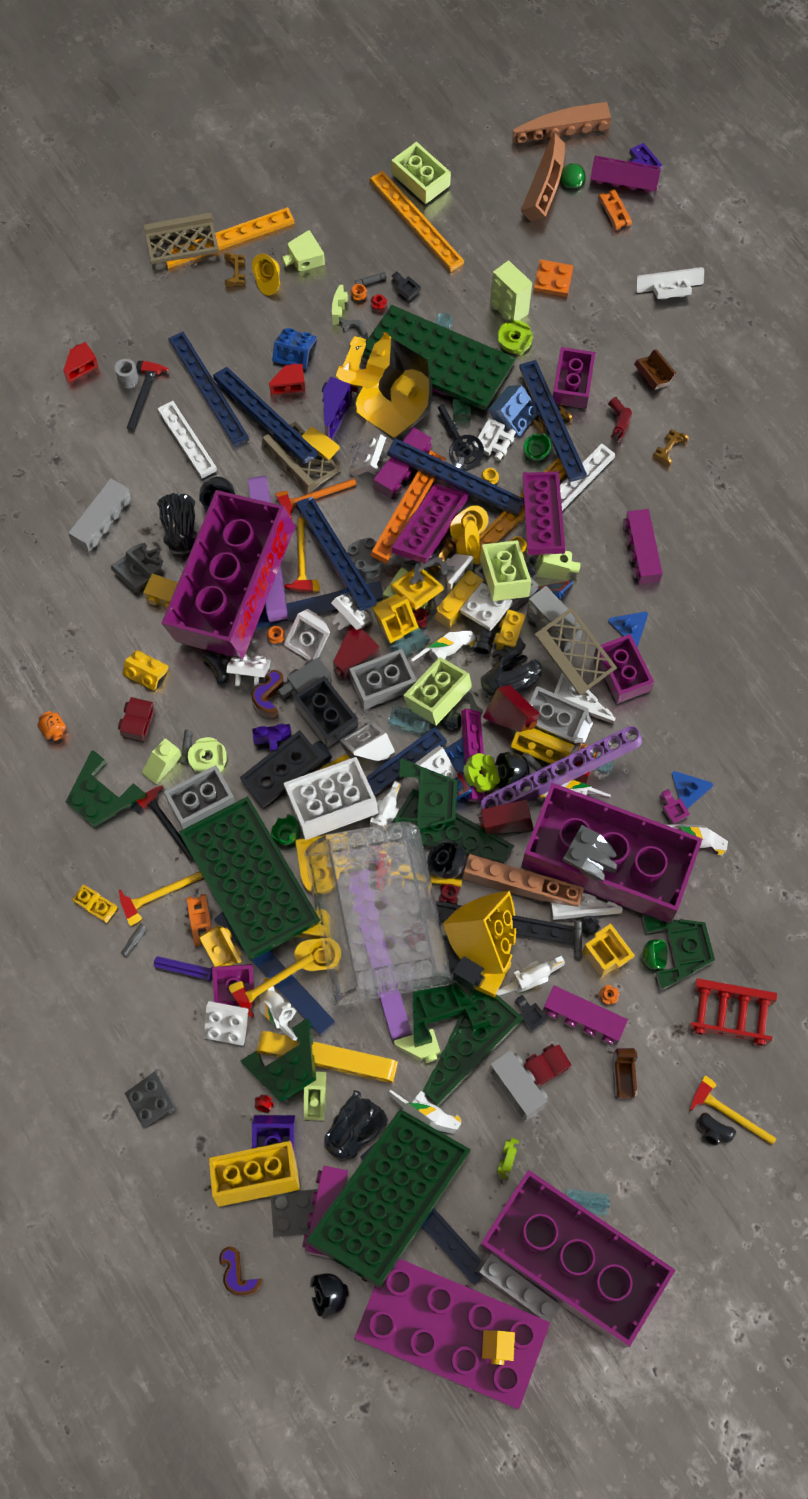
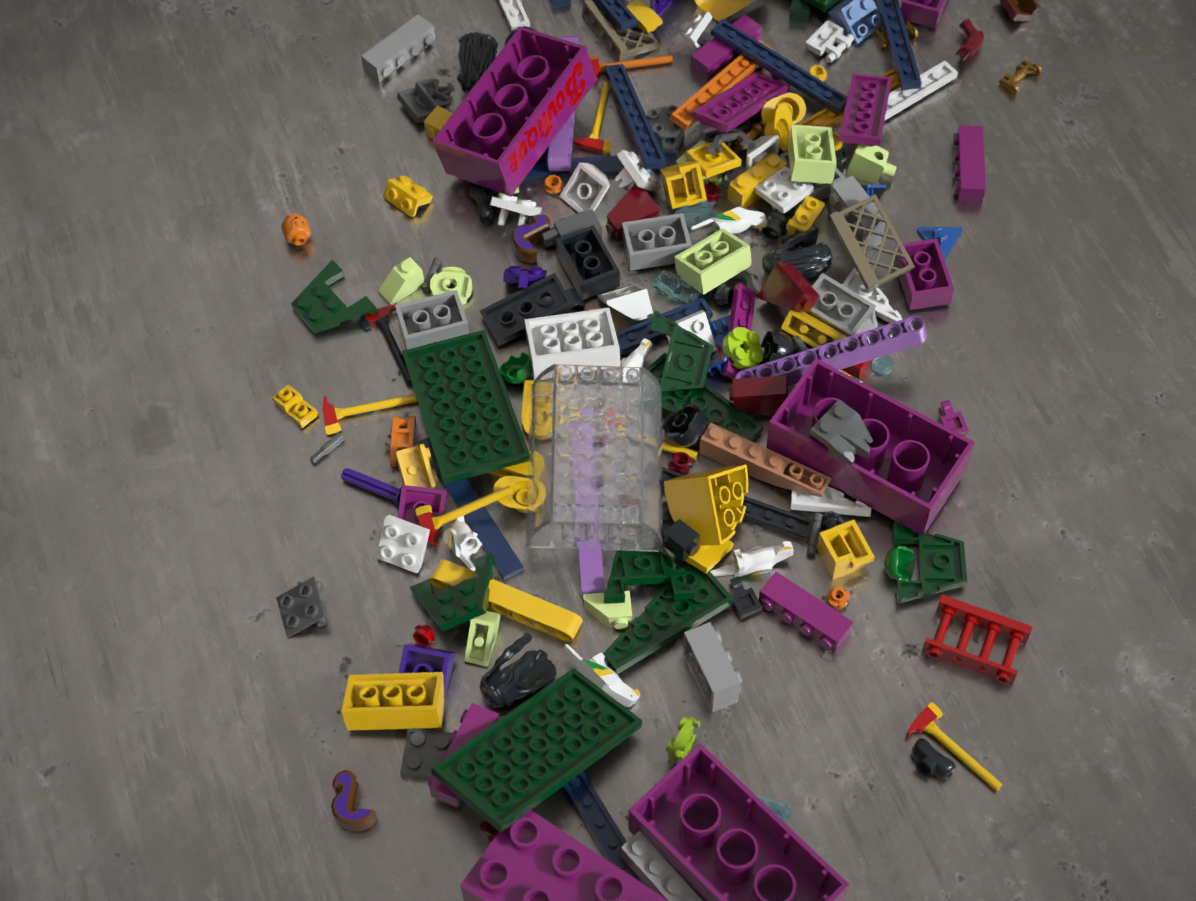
camera: 15 degrees right, 10 degrees down
(136, 718) = (386, 238): dark red brick -> none
(329, 1294) = (447, 844): black cylinder -> none
(462, 447) = (794, 40): black dish -> none
(537, 447) = (874, 53): green hair -> none
(547, 1065) = (753, 654): dark red brick -> none
(625, 1072) = (838, 678): reddish brown animal -> none
(690, 788) = (975, 407): blue piece -> none
(710, 838) = (984, 457): white animal -> none

